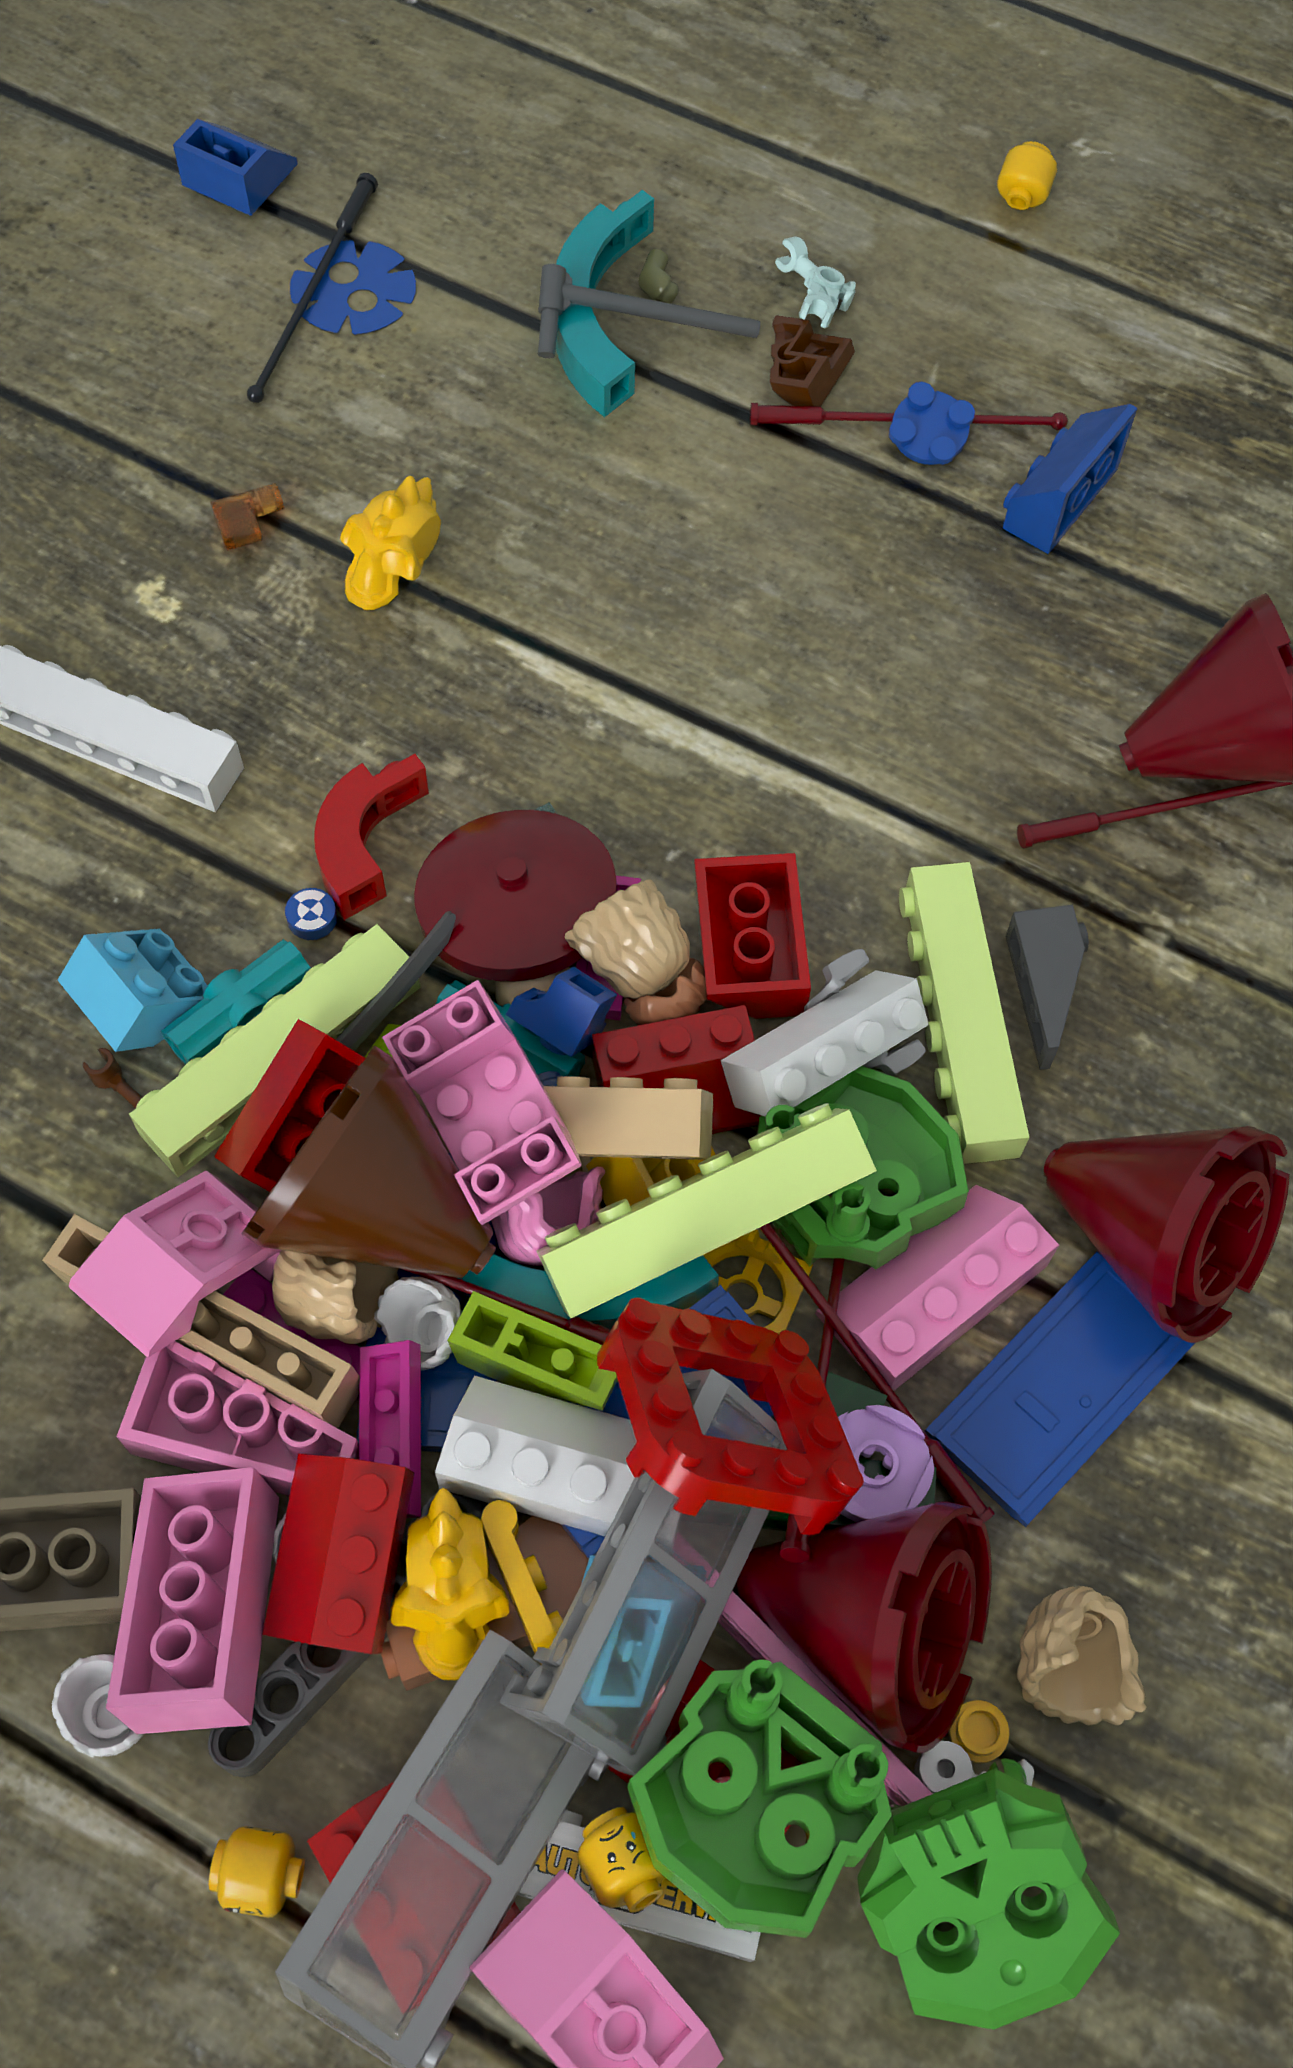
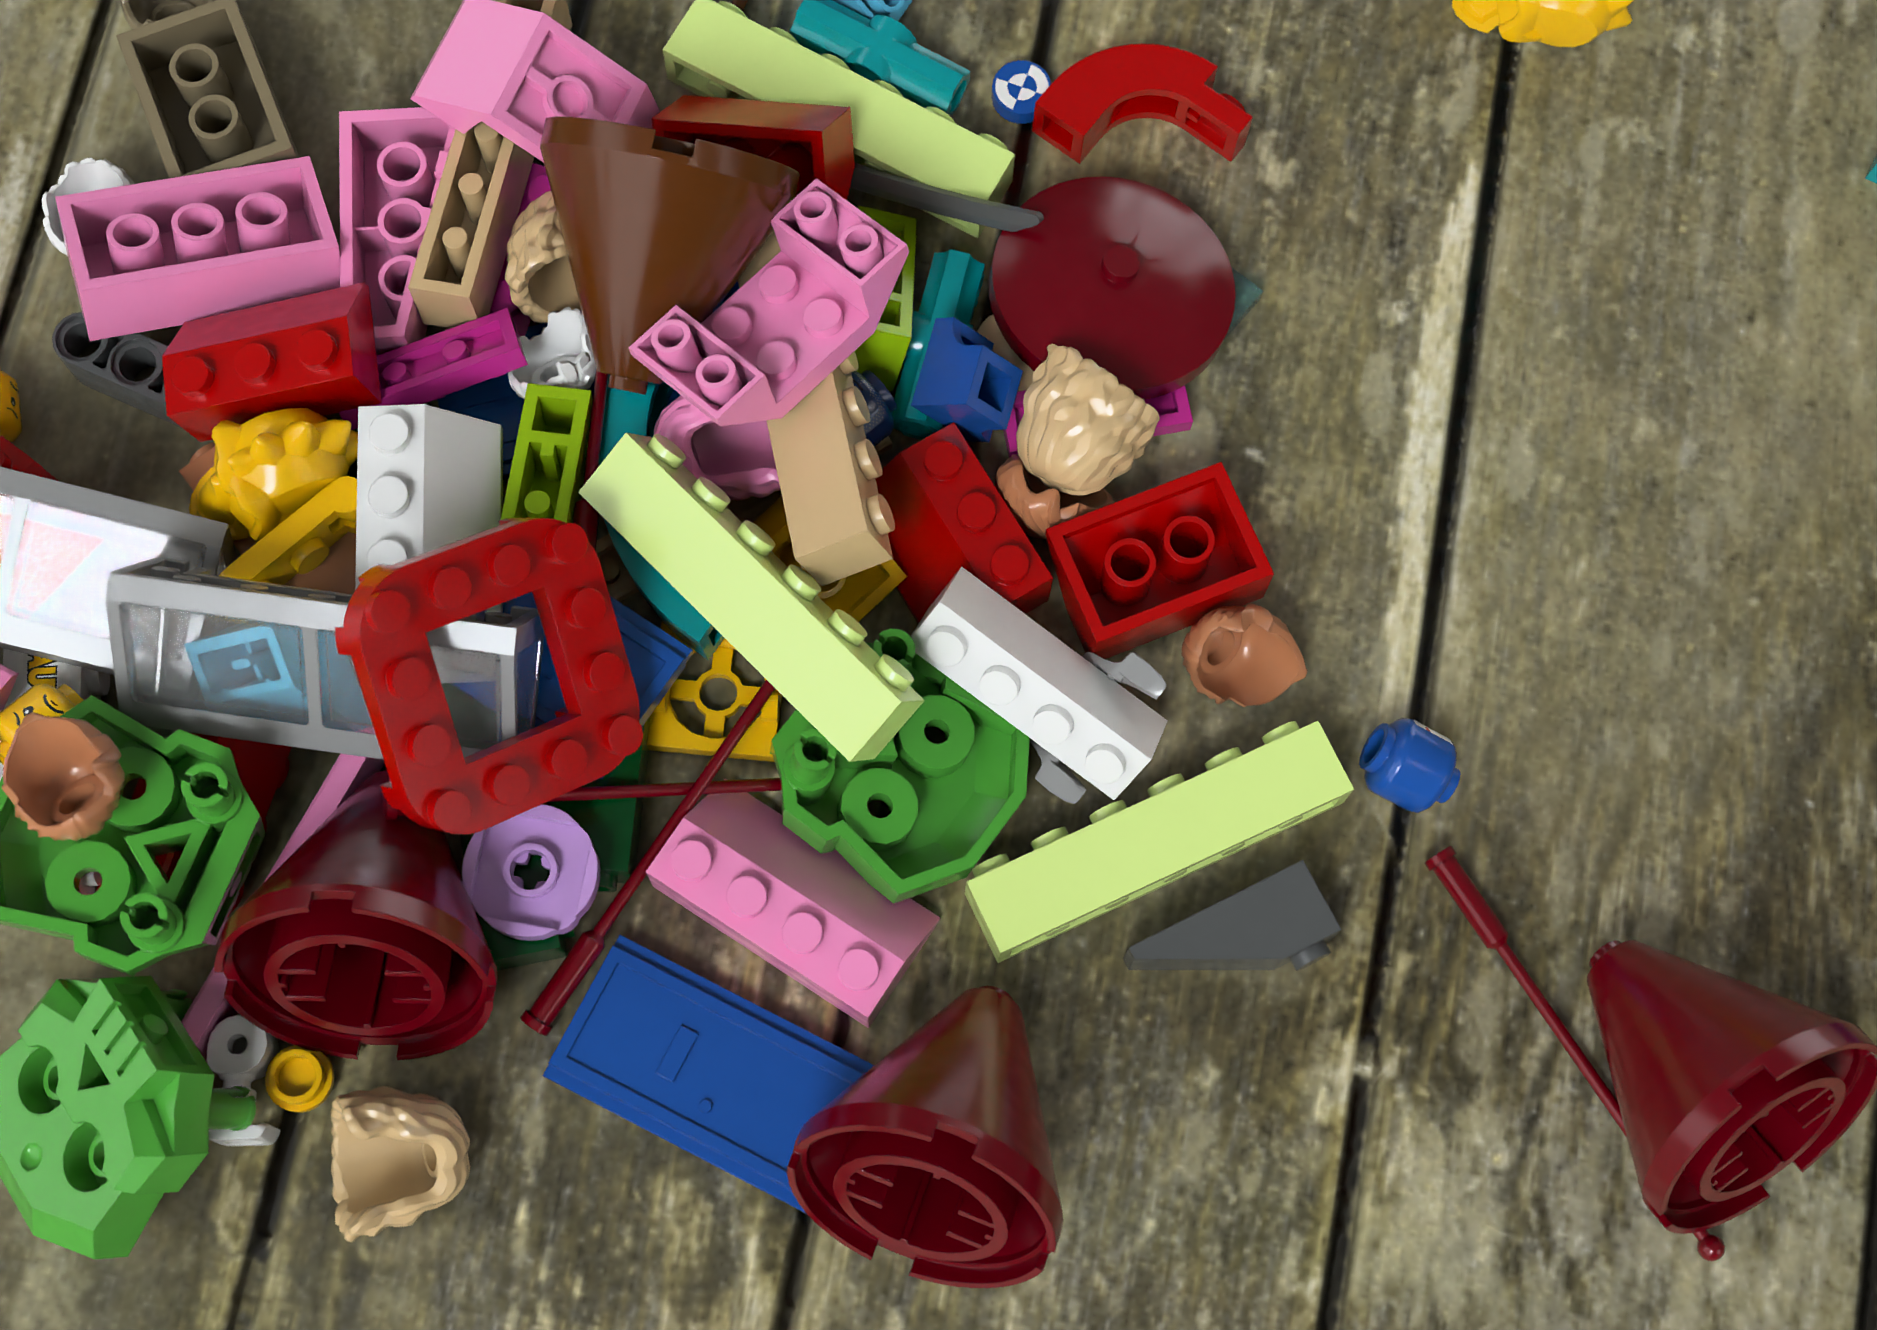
camera: 70 degrees right, 10 degrees up
(713, 1813) = (62, 776): none -> nougat hair
(840, 904) = (1242, 655): none -> nougat hair
(954, 827) = (1410, 765): none -> blue head

